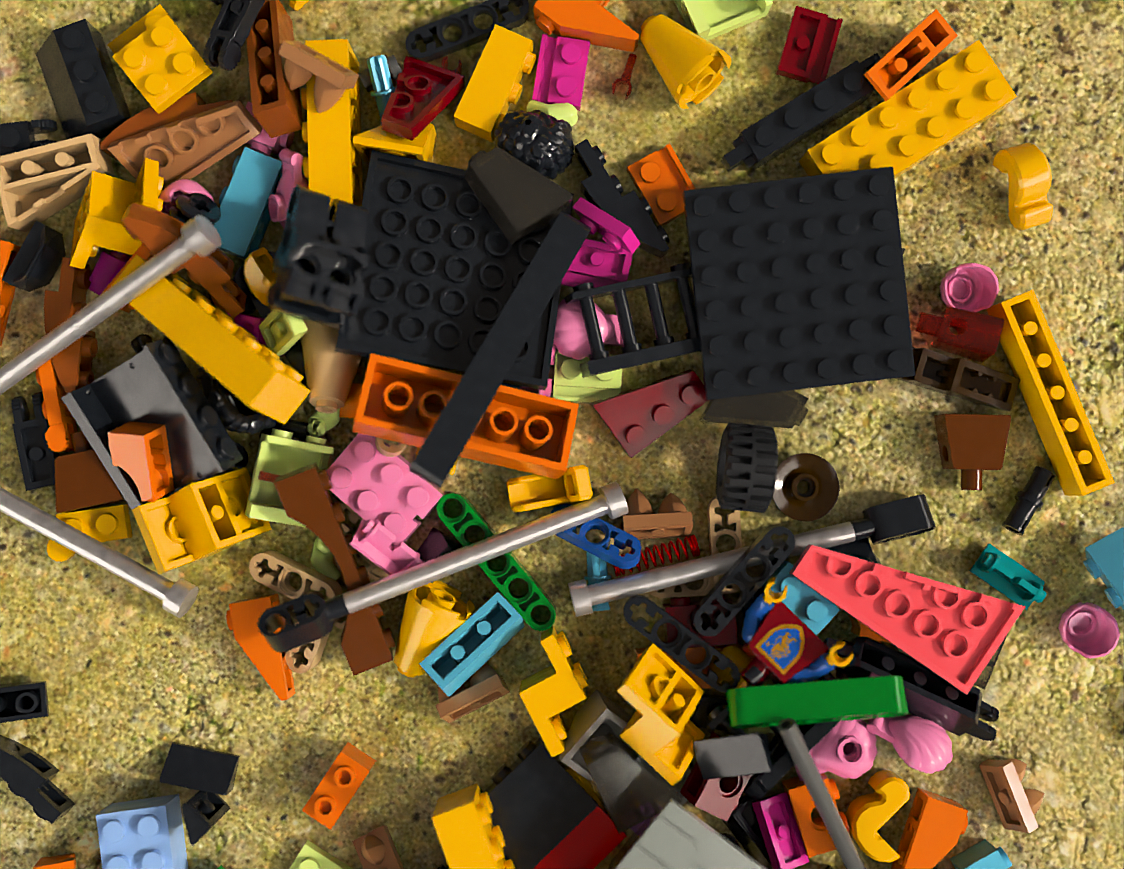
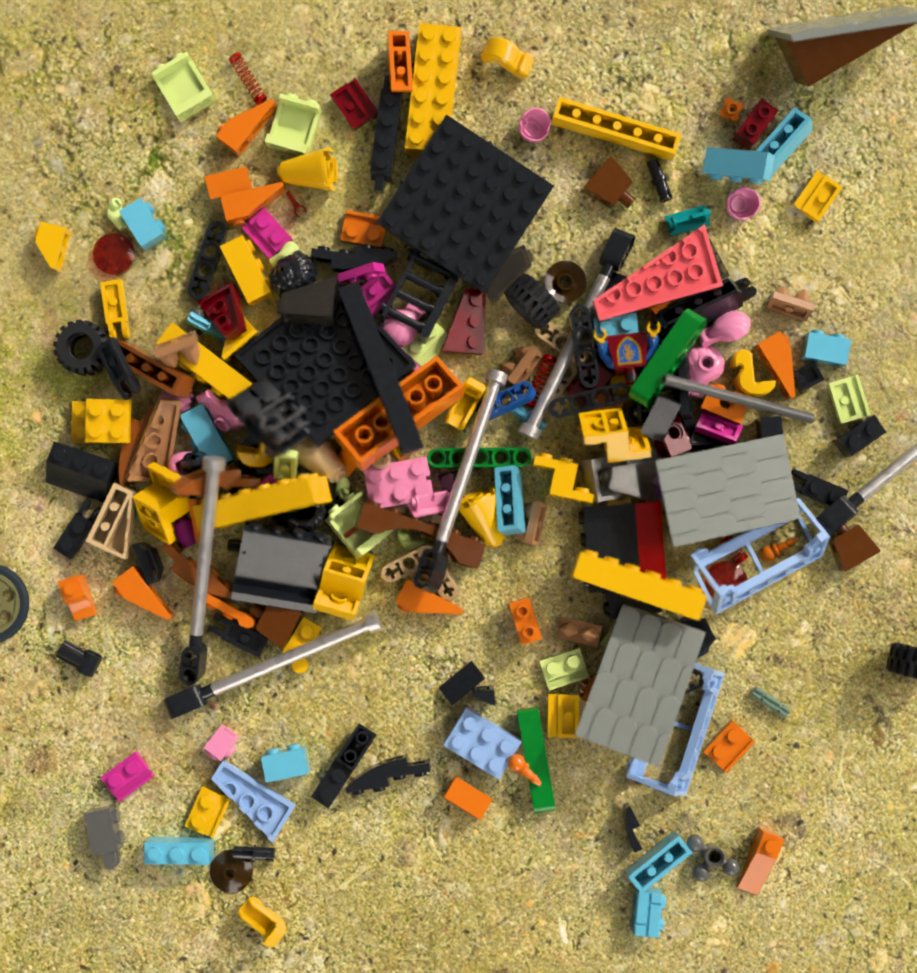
camera: 50 degrees left, 0 degrees up
(145, 456) = (289, 582): orange arch -> none
(963, 379) = (575, 164): dark brown slope -> none
(976, 332) = (559, 140): clear red torso -> none

